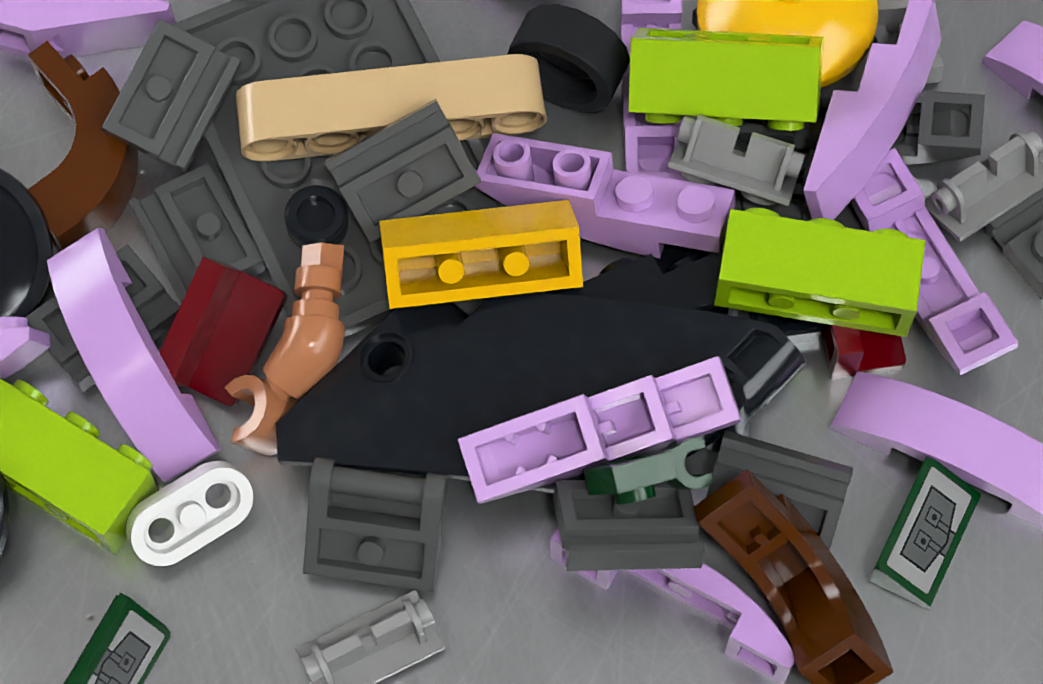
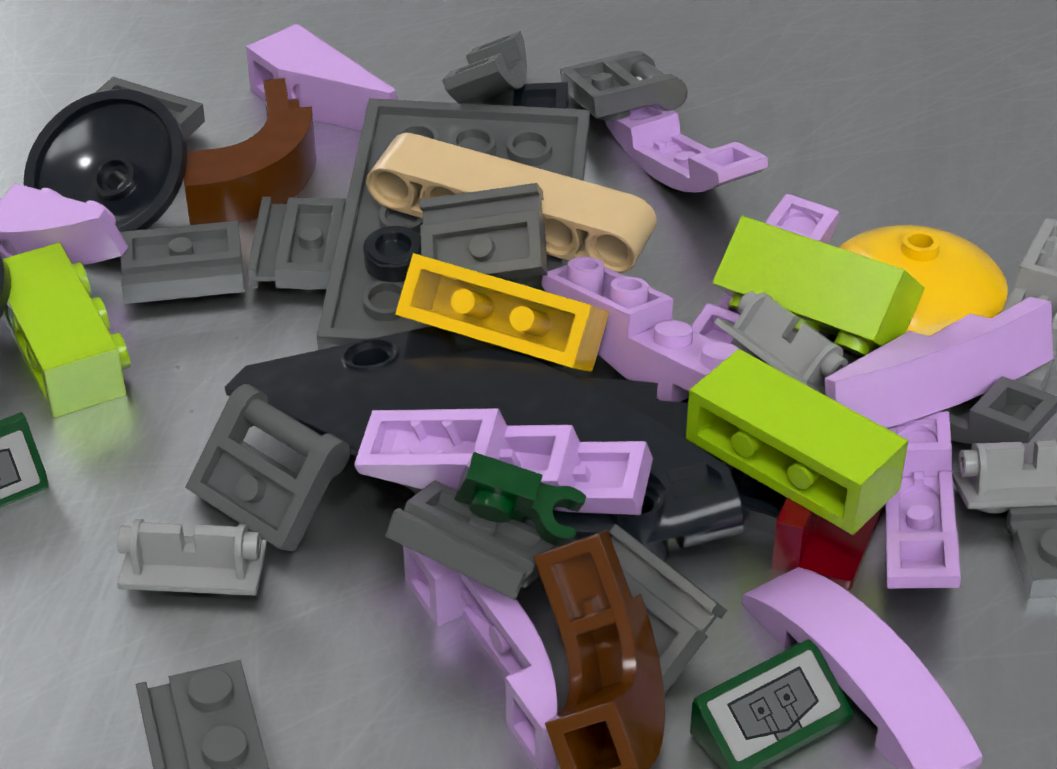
camera: 30 degrees right, 25 degrees down
(125, 359) = (160, 284): lavender slope -> none
(171, 95) = (341, 130): dark grey plate -> none
(190, 516) = (131, 402): white plate -> none
(220, 329) = (253, 293): dark red panel -> none
(304, 353) = (312, 323): nougat piece -> none
(576, 56) = (710, 226): black tyre -> none

